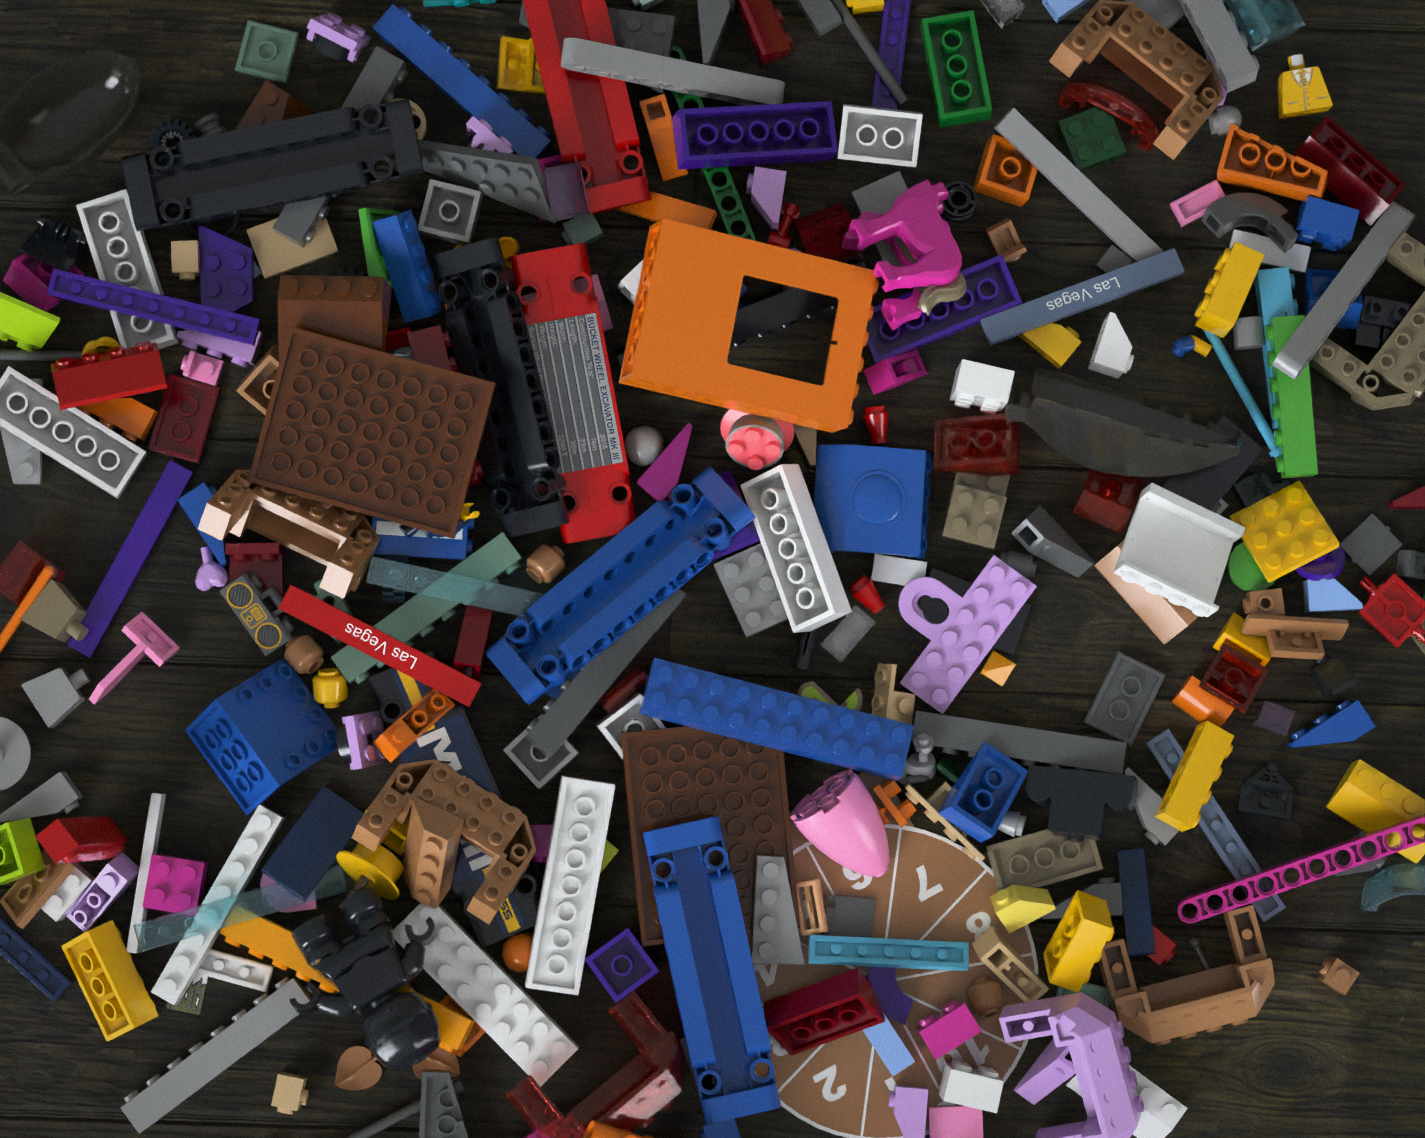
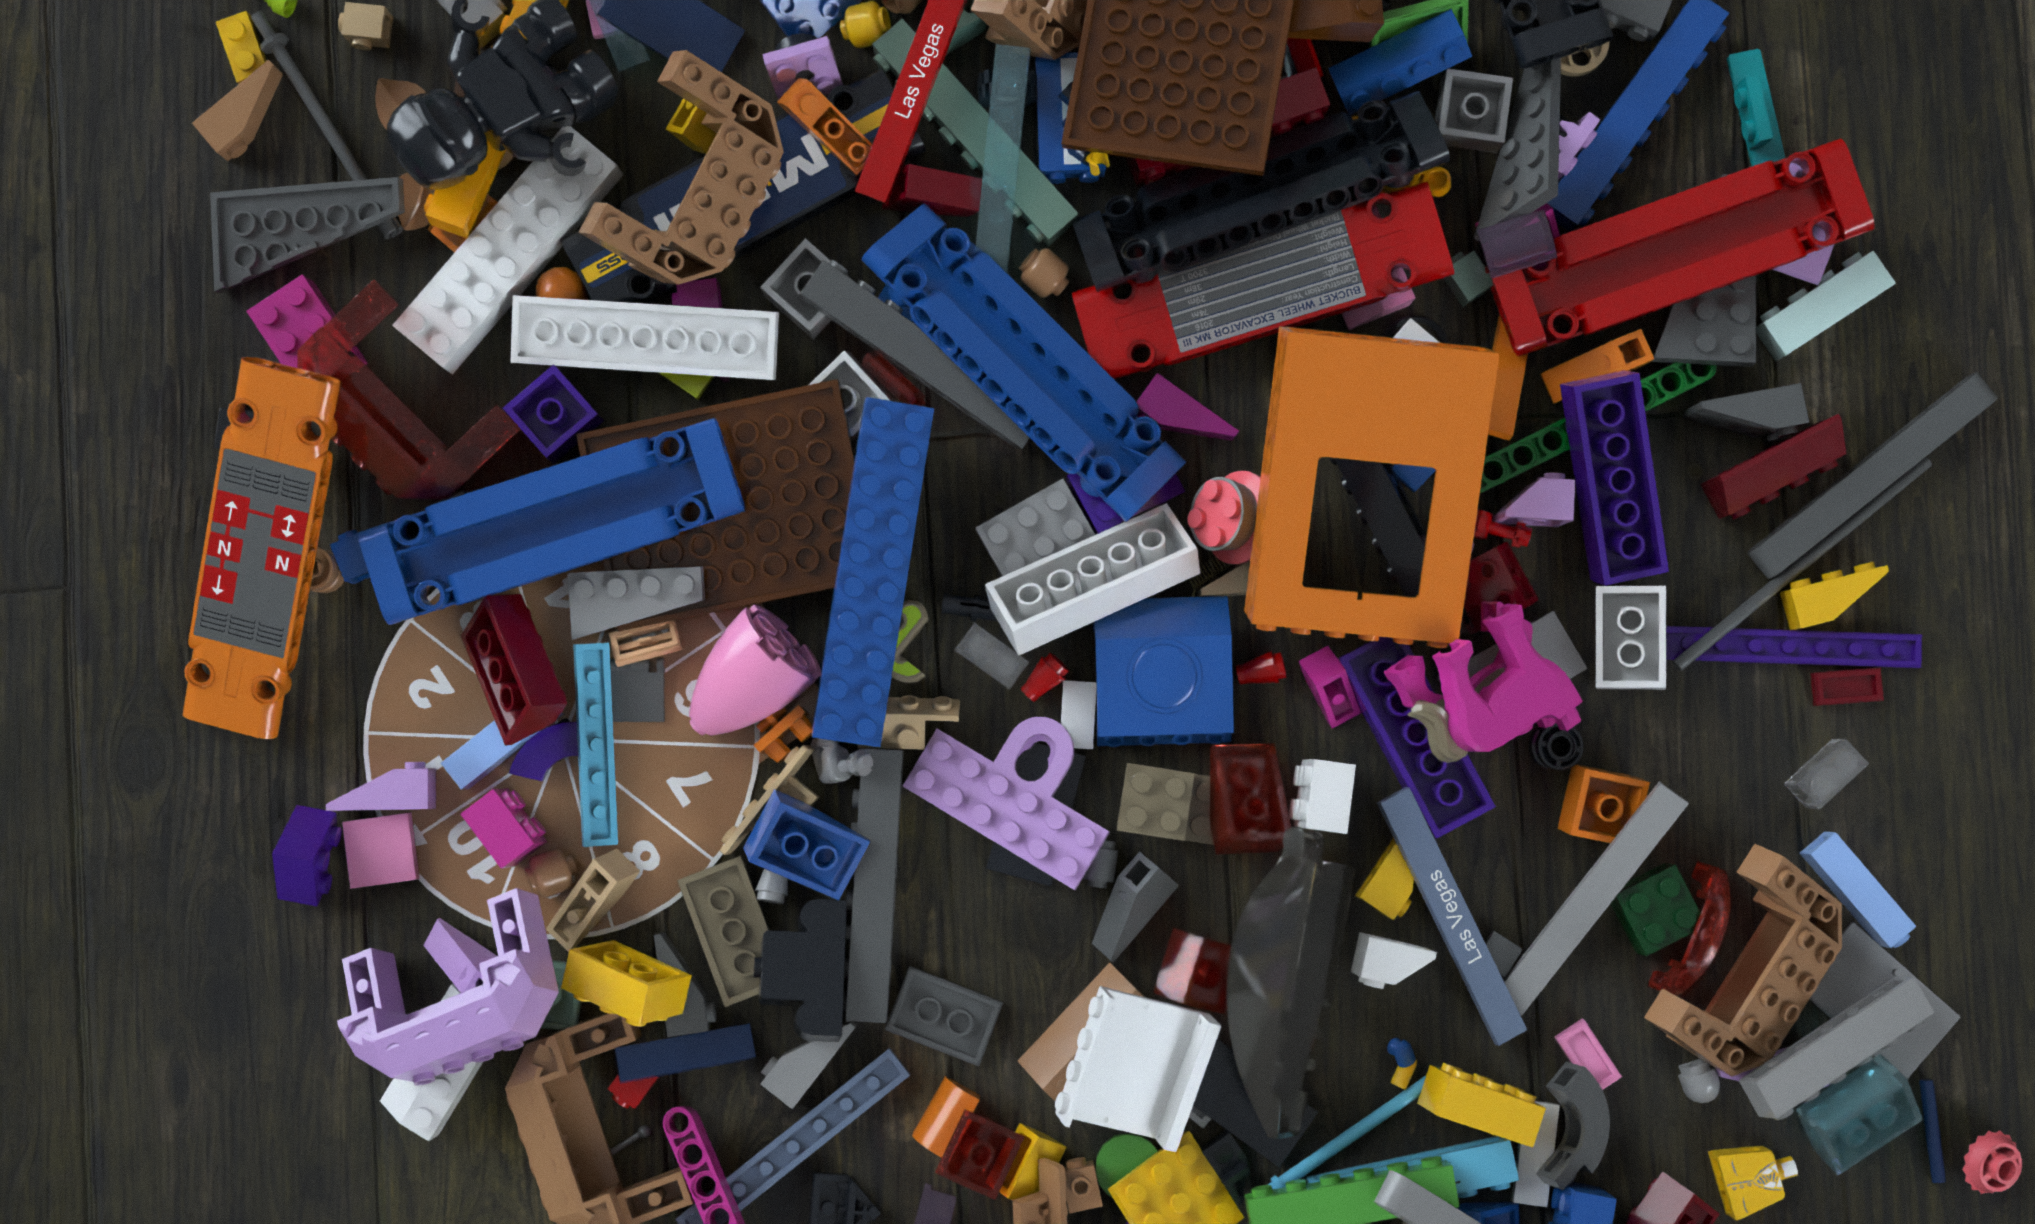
camera: 85 degrees right, 0 degrees up
(372, 869) = (645, 97): yellow piece -> none
(430, 852) = (665, 158): medium nougat slope -> none
(518, 67) = (1664, 176): yellow slope -> none
(644, 445) = (1205, 380): light grey hair -> none
(670, 73) = (1682, 358): light grey beam -> none
(946, 768) = (834, 796): dark green slope -> none
(956, 69) = (1727, 728): green brick -> none
(971, 1087) = (431, 862): white brick -> none
(997, 668) = (967, 851): light orange slope -> none
(1005, 240) = (1512, 812): medium nougat bracket -> none
(1021, 905) = (668, 906): light yellow slope -> none
(1194, 776) = (850, 1115): yellow brick -> none
(1248, 333) = (1427, 1135): light grey piece -> none
(1268, 168) = (1645, 1143): orange wedge -> none

